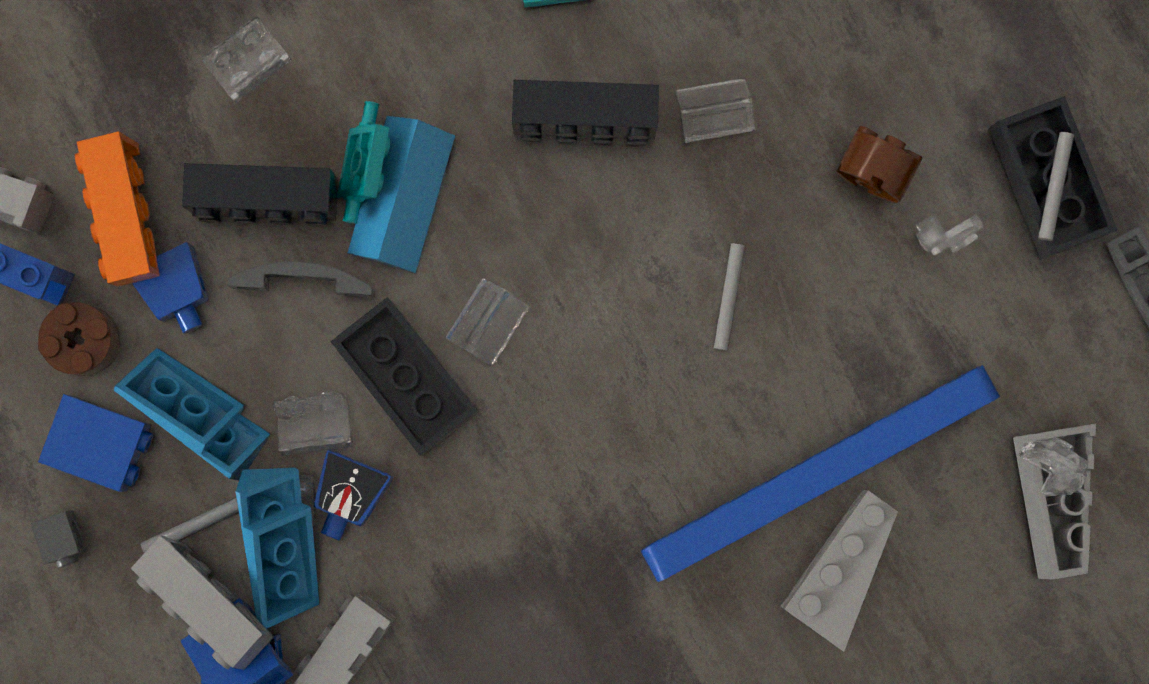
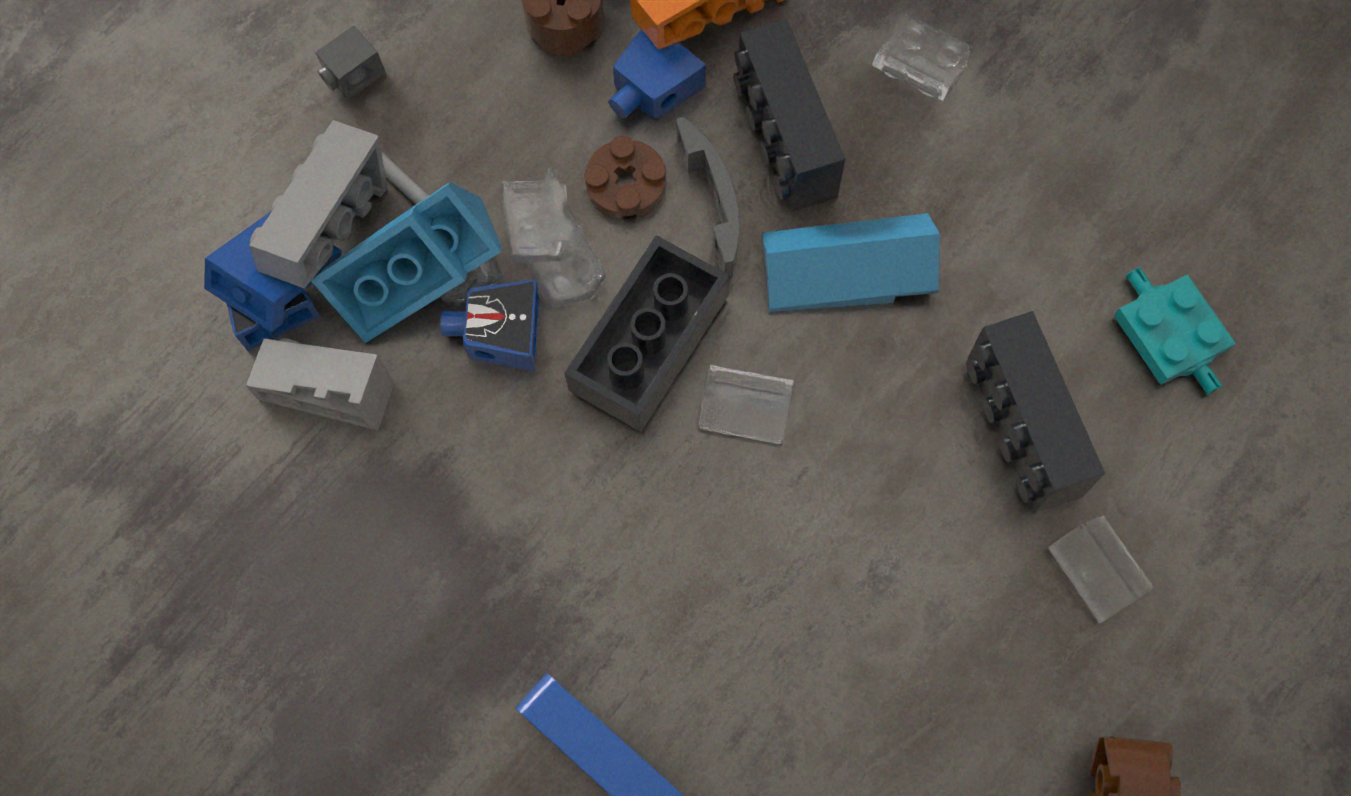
camera: 75 degrees right, 15 degrees down
(96, 444) = (460, 61): blue panel -> none
(194, 412) = (527, 129): dark azure slope -> none
(275, 352) = (621, 157): none -> reddish brown plate
(277, 431) = (536, 219): none -> clear bracket
(363, 162) = (880, 203): teal plate -> none
(729, 297) = (889, 668): light grey bar -> none

